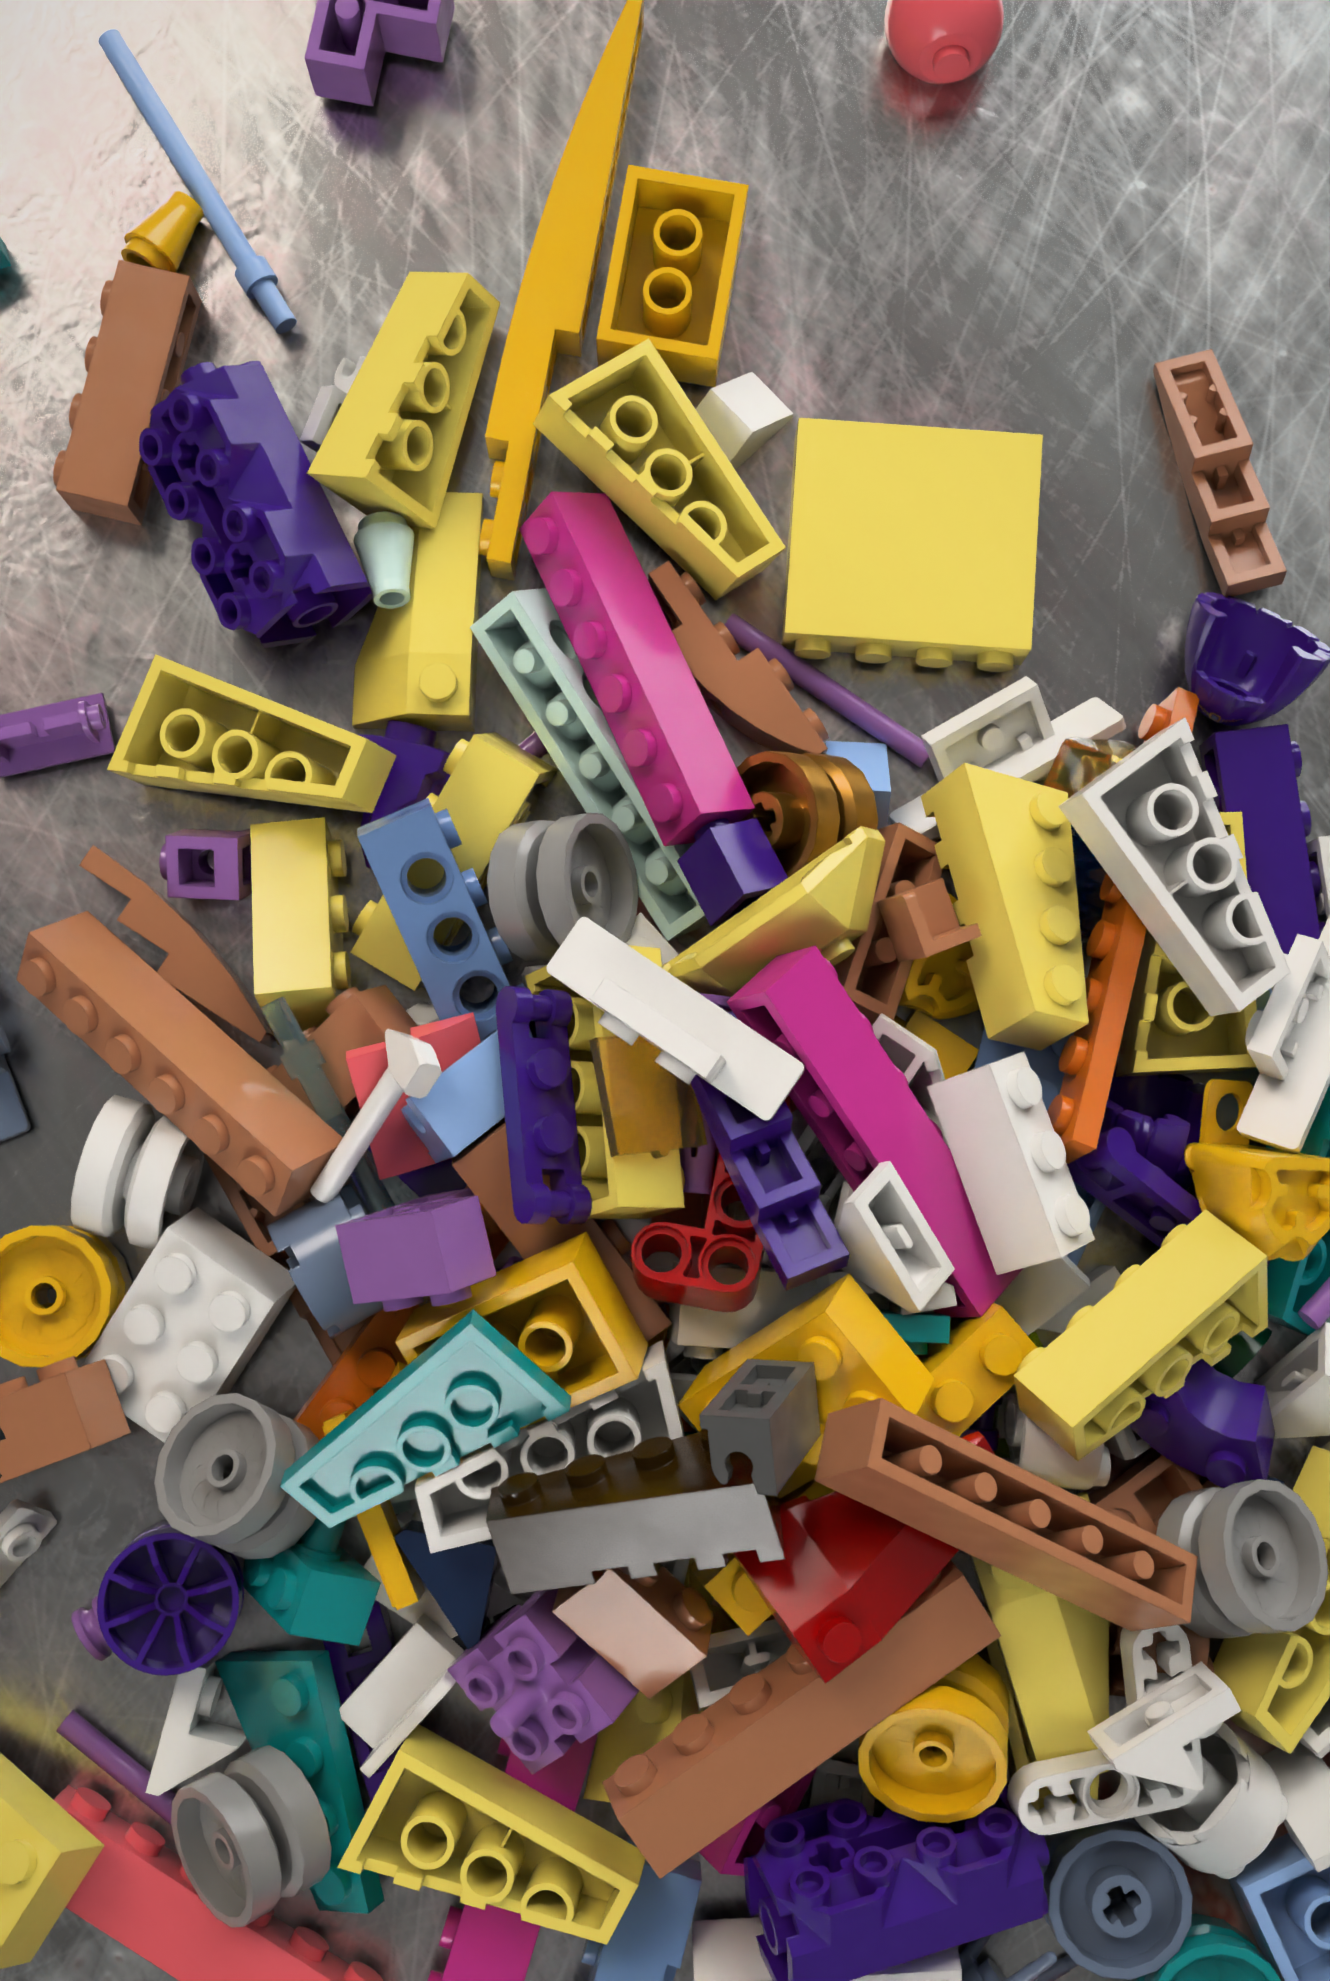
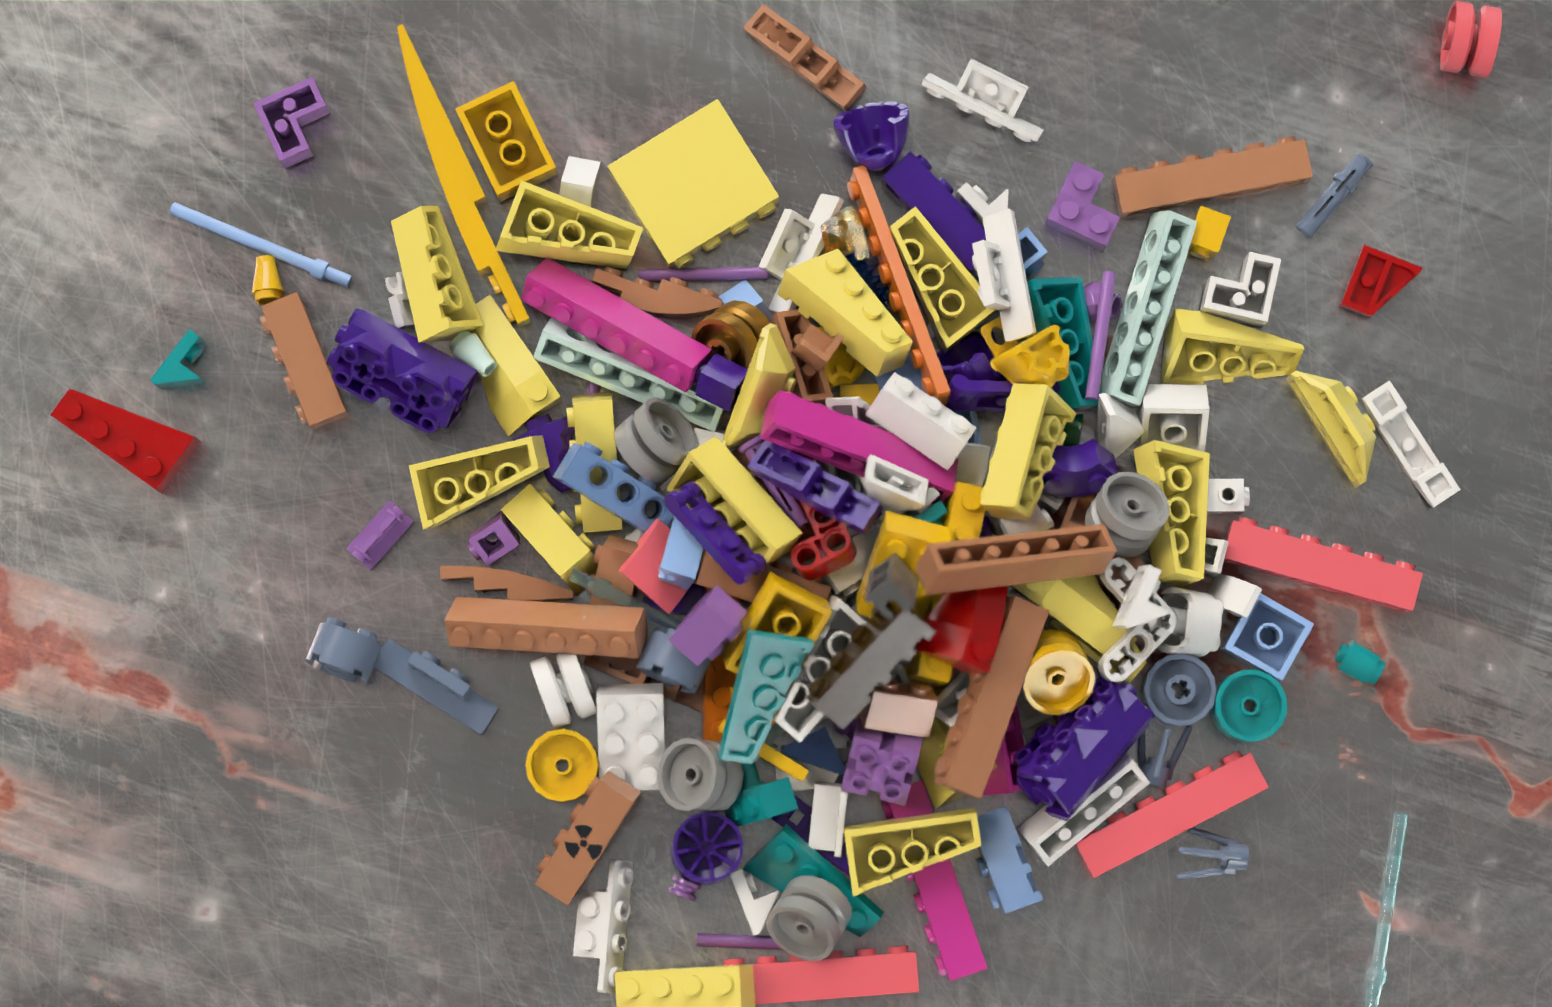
camera: 35 degrees left, 0 degrees up
(410, 1070) = (651, 555): white piece -> none
(643, 1102) = (754, 498): clear yellow piece -> none
(675, 1018) = (744, 459): white bracket -> none
(1180, 870) = (904, 252): white wedge -> none

